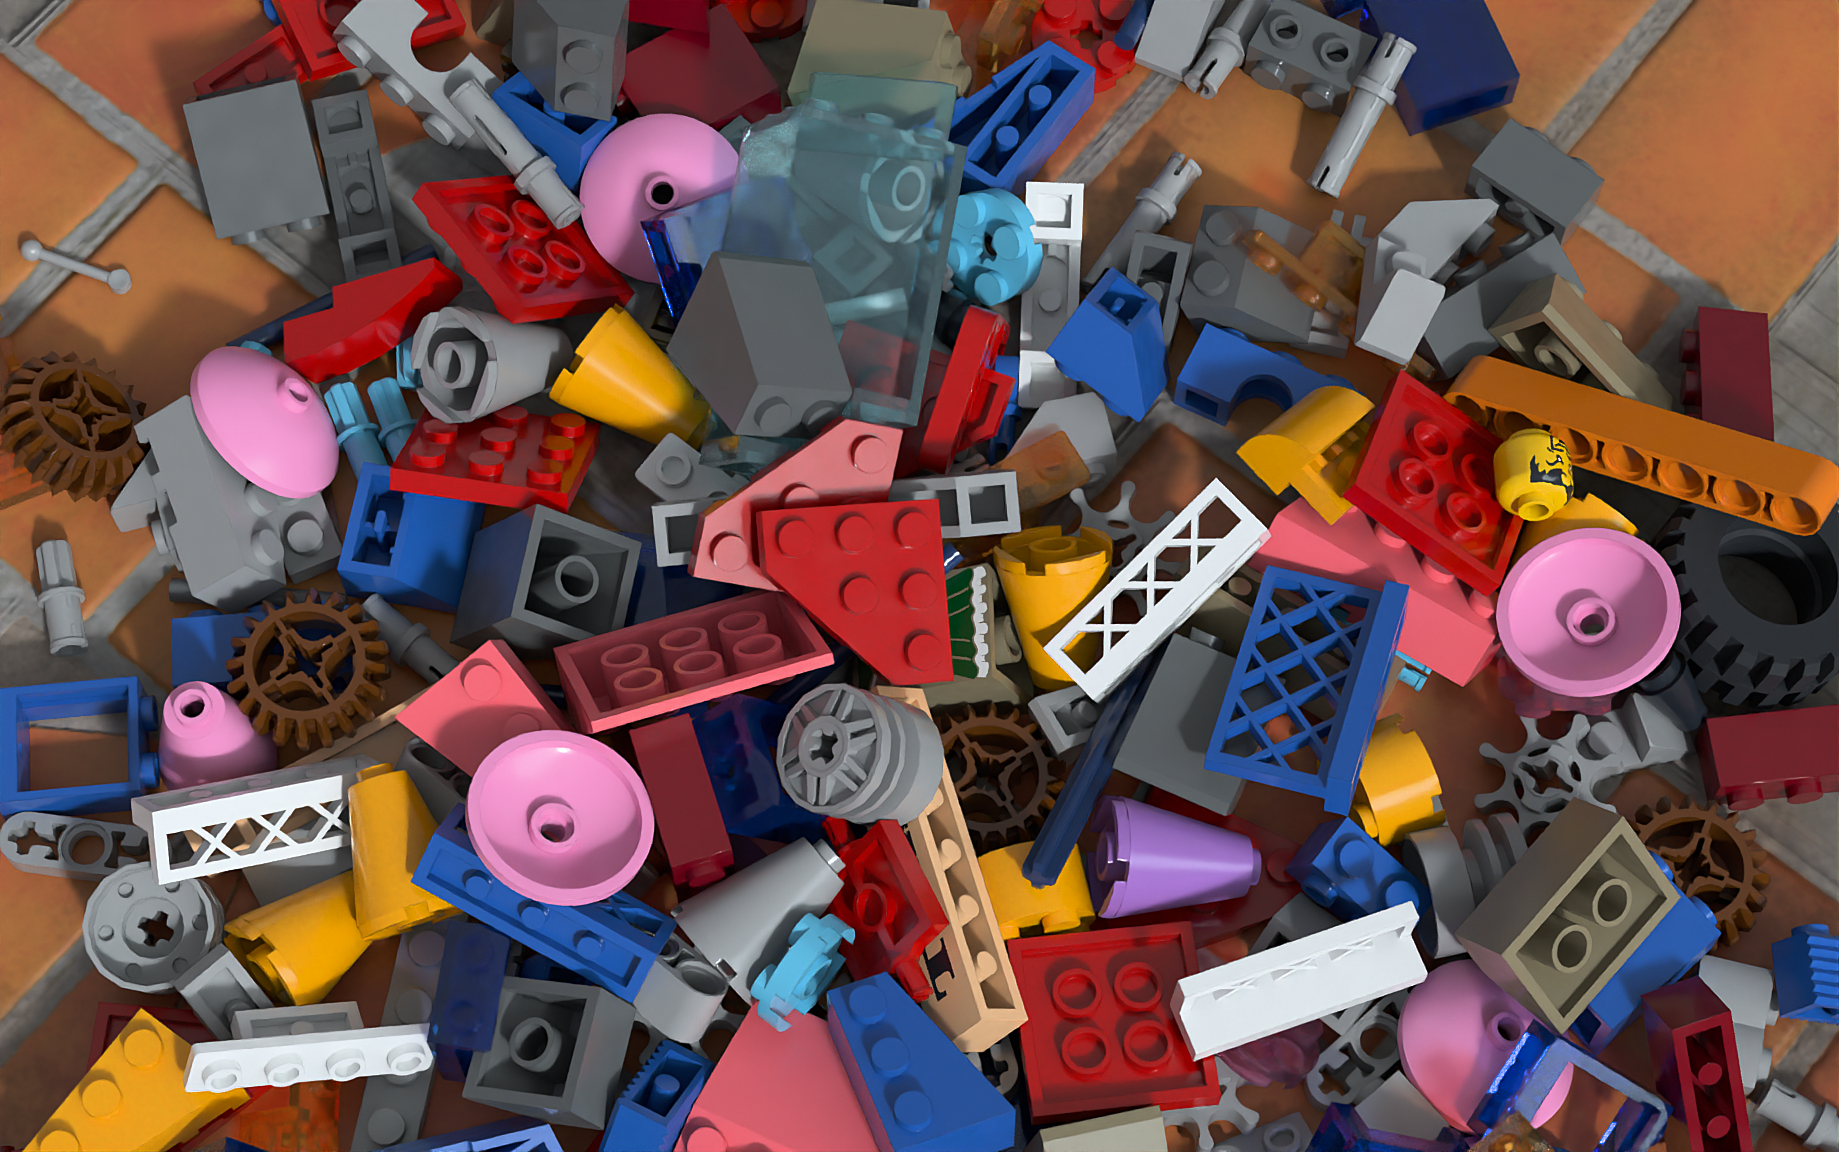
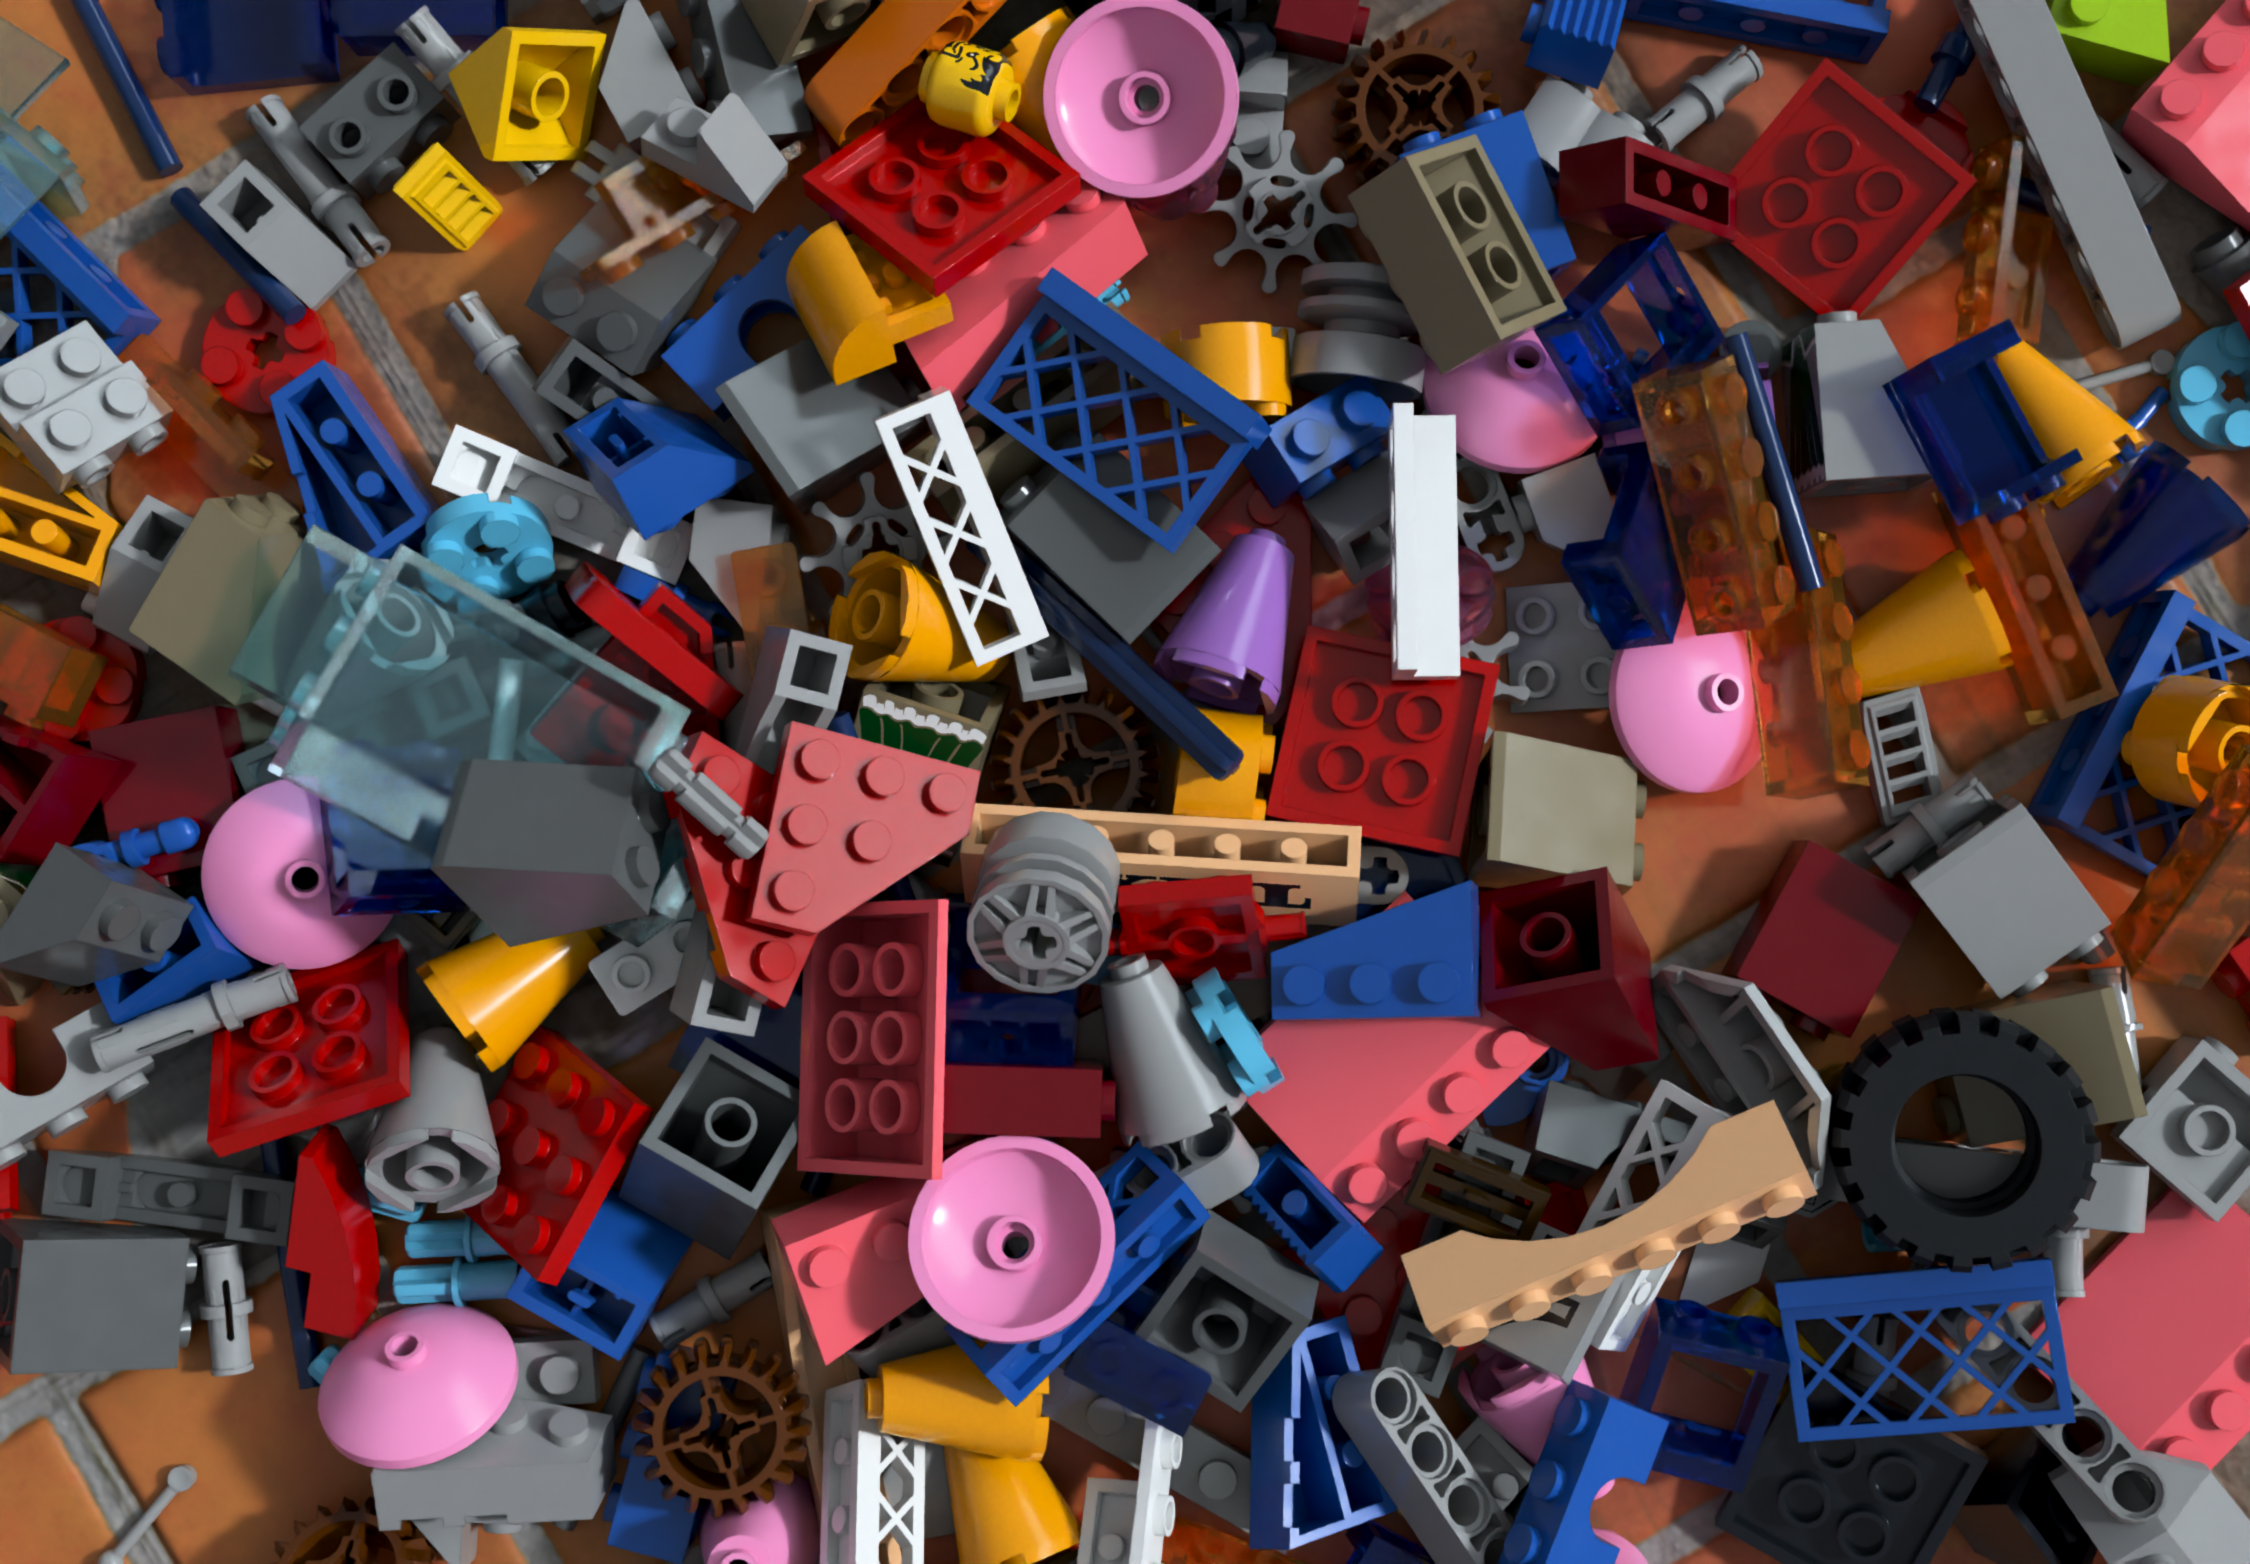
camera: 70 degrees left, 20 degrees up
(239, 278) = (228, 1351): none -> light grey pin
(642, 66) = (137, 846): none -> blue piece
(844, 447) = (708, 803): none -> light grey axle
(1191, 444) = (810, 428): none -> dark grey slope
(1265, 127) = (448, 197): none -> yellow slope
(1381, 153) = (531, 92): none -> yellow slope

